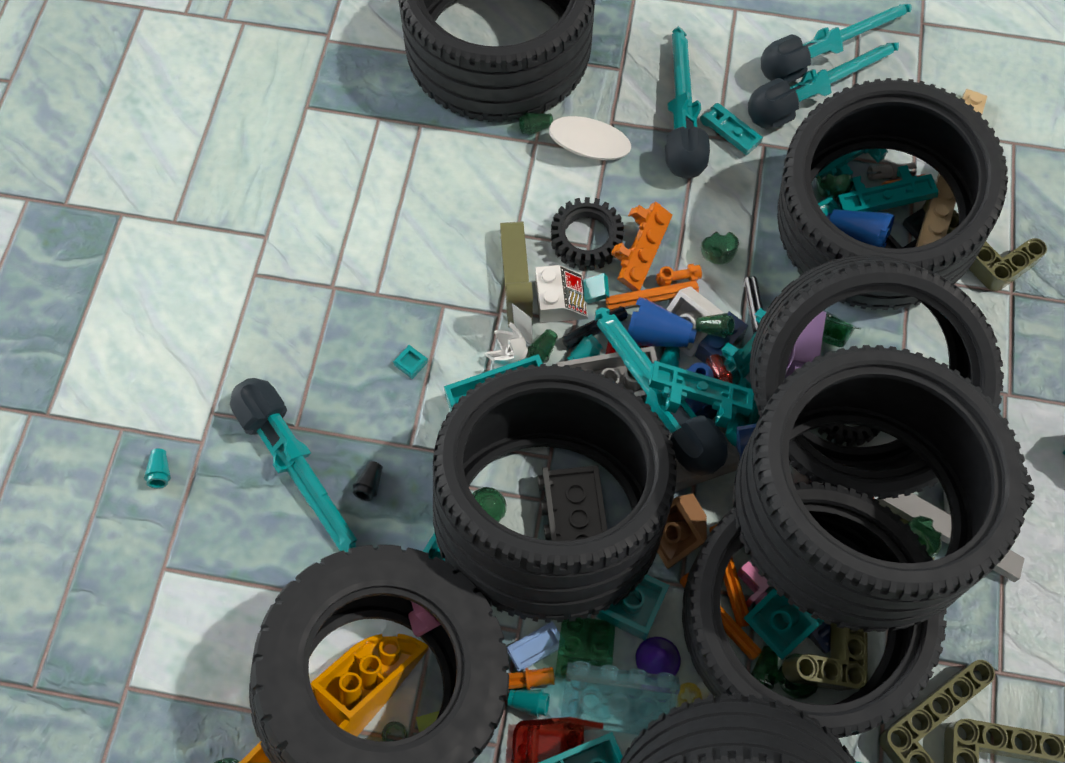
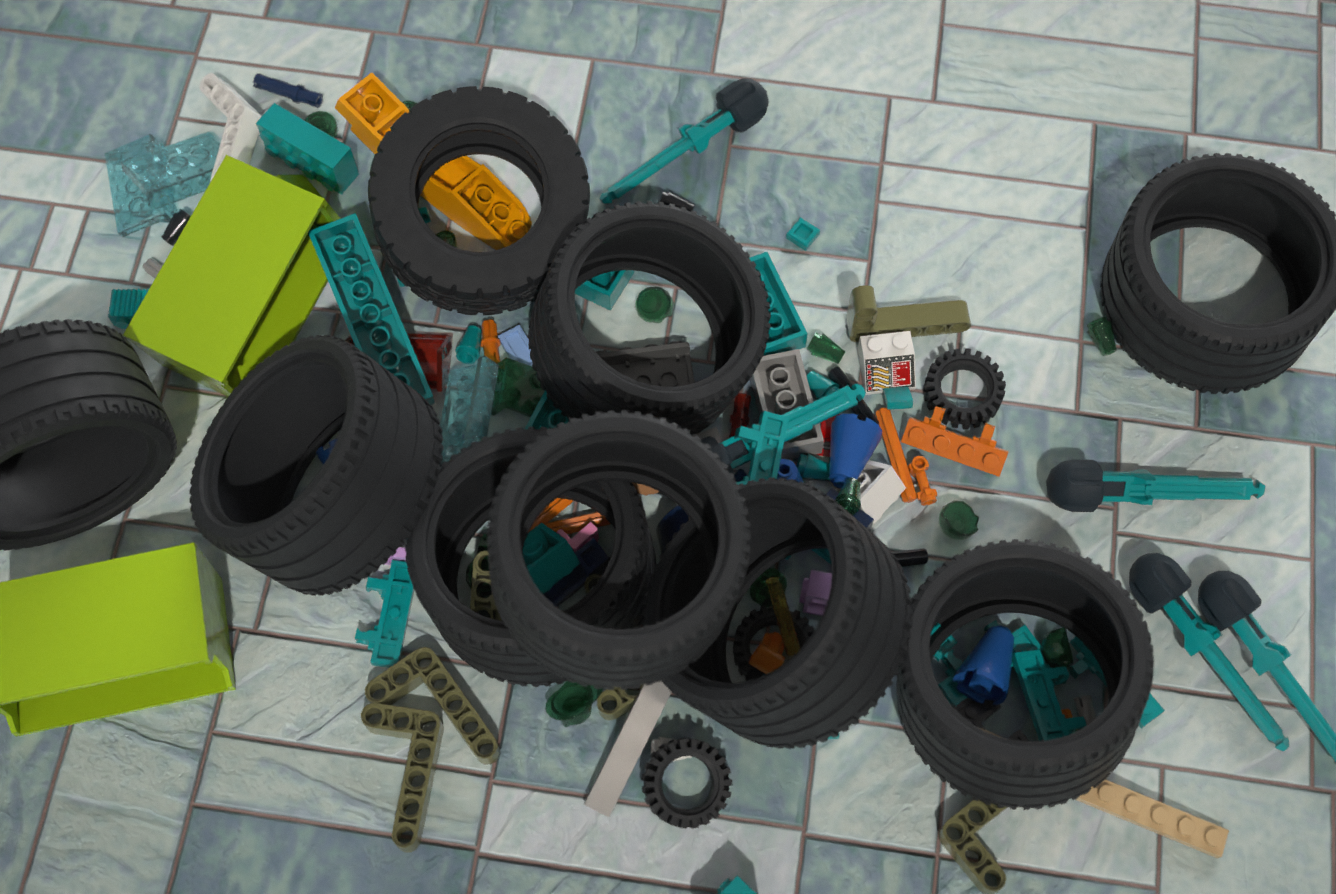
camera: 90 degrees right, 0 degrees up
(157, 469) = (681, 40): teal cone -> none
(512, 347) = (815, 318): white piece -> none
(523, 323) = (840, 318): white sticker -> none
(589, 138) = (1086, 388): white shield -> none
(731, 128) = (1124, 543): teal plate -> none
(928, 535) = (618, 700): clear green hair -> none

